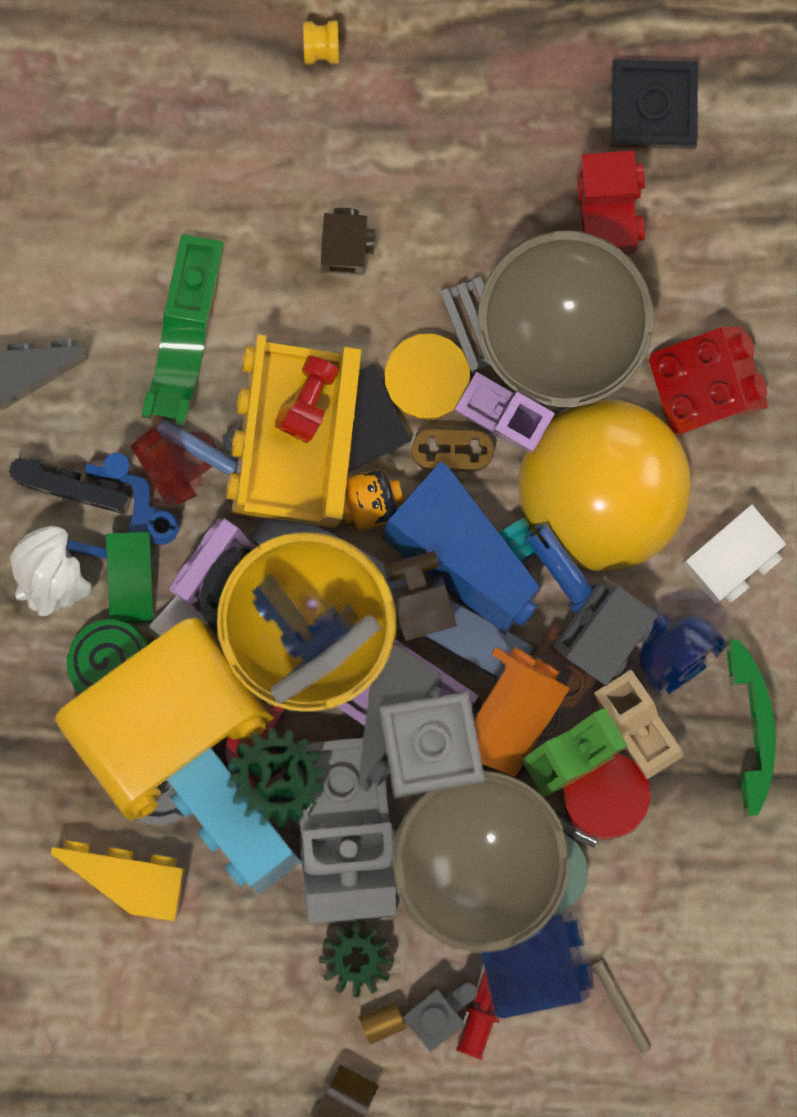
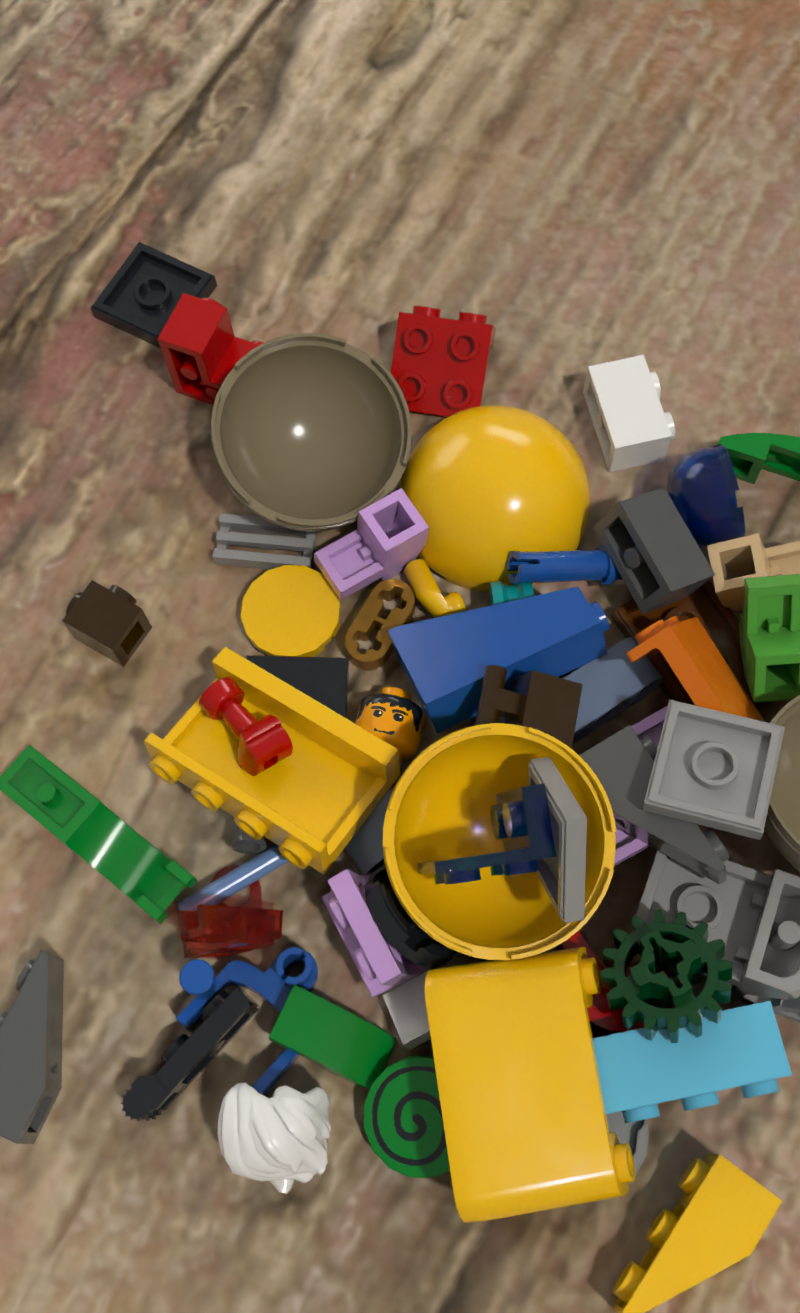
camera: 55 degrees left, 15 degrees down
(494, 474) = (428, 592): none -> yellow arm

